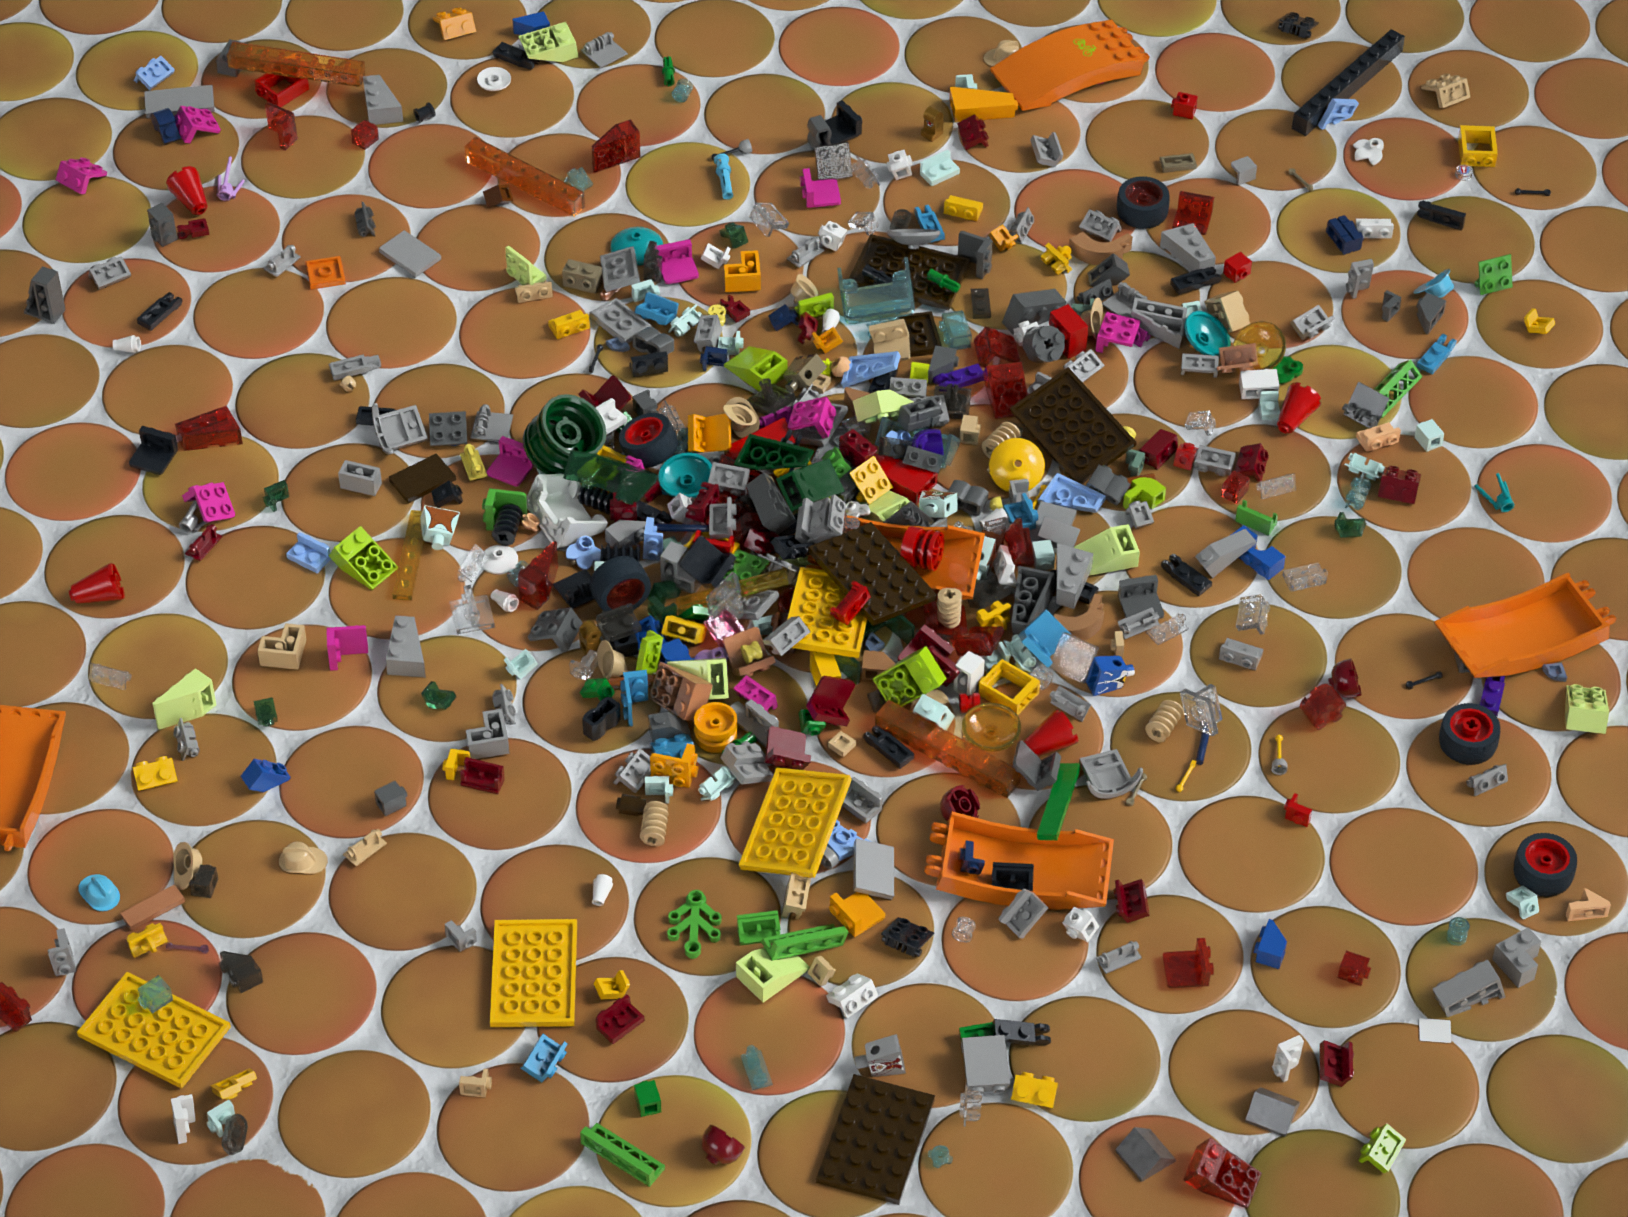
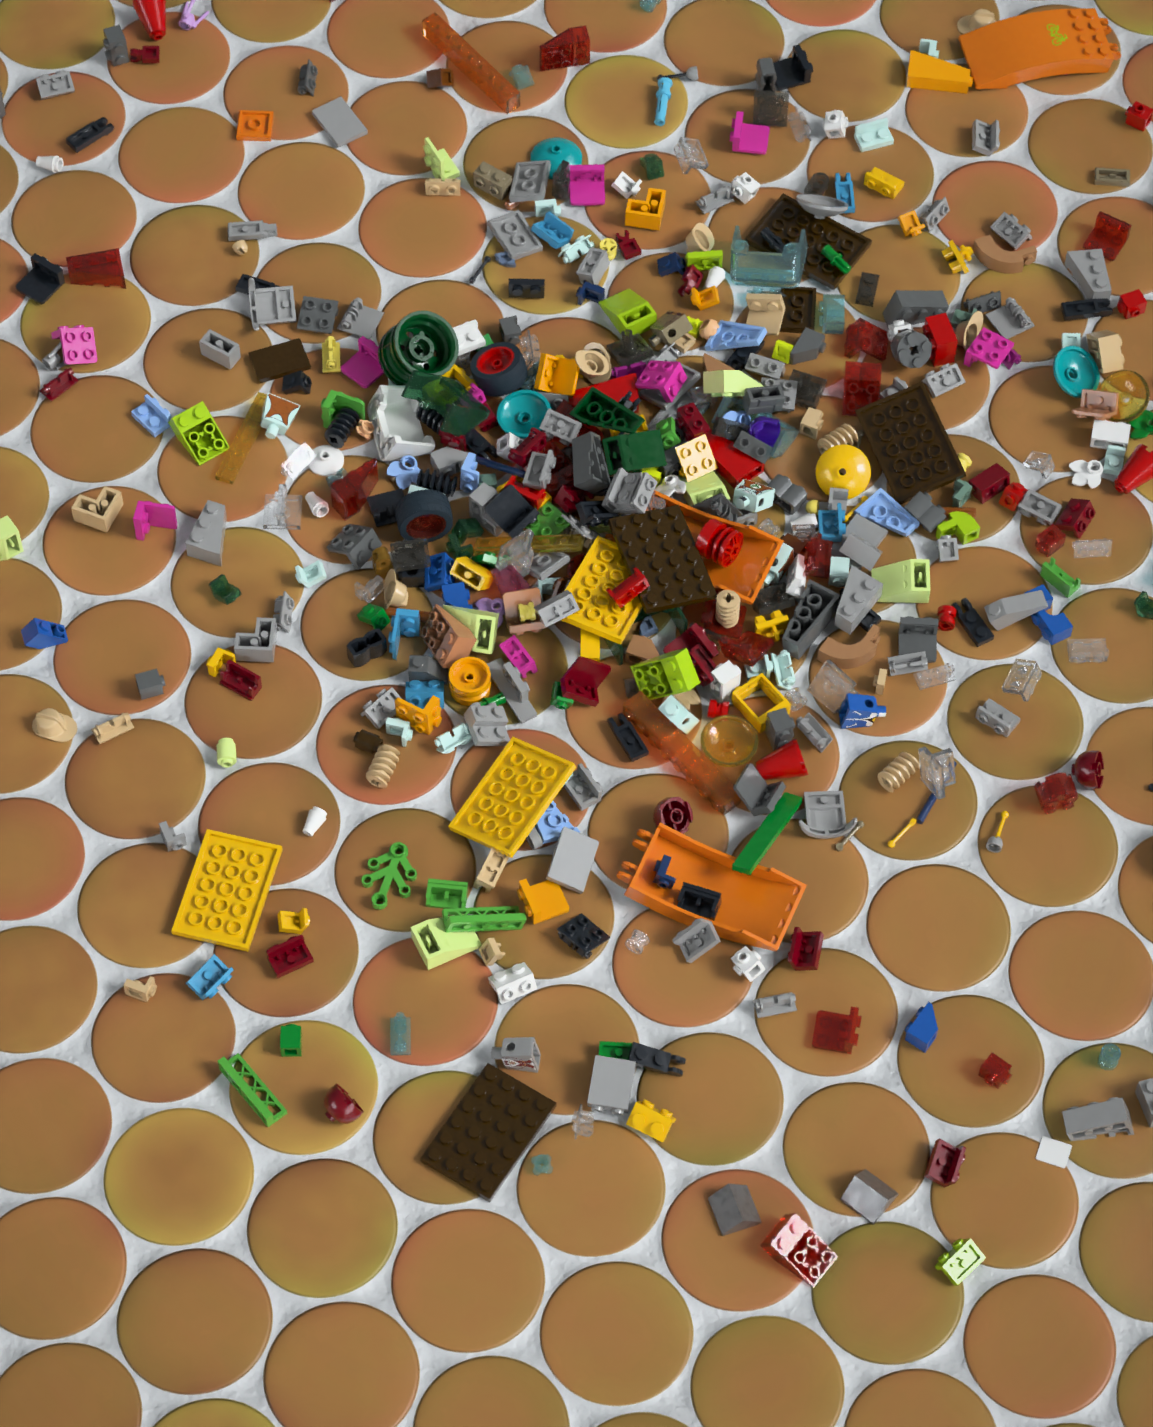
camera: 15 degrees right, 10 degrees up
(265, 712) = (63, 570): clear green bracket -> none
(275, 493) = (138, 347): clear green bracket -> none
(282, 262) = (216, 107): light grey hinge -> none
(490, 845) = (226, 752): none -> yellowish green brick
(569, 324) = (466, 228): yellow bracket -> none
(610, 389) = (481, 310): dark red bracket -> none
(649, 652) = (429, 592): lime bracket -> none
(653, 341) = (538, 265): dark grey brick -> none
(732, 344) = (612, 282): light aqua bracket -> none
(786, 749) = (529, 718): bracket -> none
(842, 744) = (584, 724): tan plate -> none
(864, 220) = (781, 177): clear bracket -> none
(932, 124) = (881, 87): pearl gold leg -> none
(961, 377) = (821, 365): dark purple hinge -> none
(973, 132) = (919, 102): dark red bracket -> none
(978, 250) = (880, 233): dark grey bracket -> none
(1036, 704) = (779, 728): none -> dark grey brick
(1043, 636) = (806, 660): dark azure bracket -> none
(1112, 268) = (1006, 281): dark grey slope -> none
(1143, 202) = (1060, 214): black wheel -> none
(1160, 320) = (1034, 346): light grey wedge -> none
(1162, 571) = (946, 617): none -> red wheel
(1199, 363) = (1058, 401): light grey hinge -> none
(1247, 422) = (1085, 474): none -> white plate
(1287, 1057) = (898, 1147): white bracket -> none
(1297, 813) = (994, 896): red bracket -> none

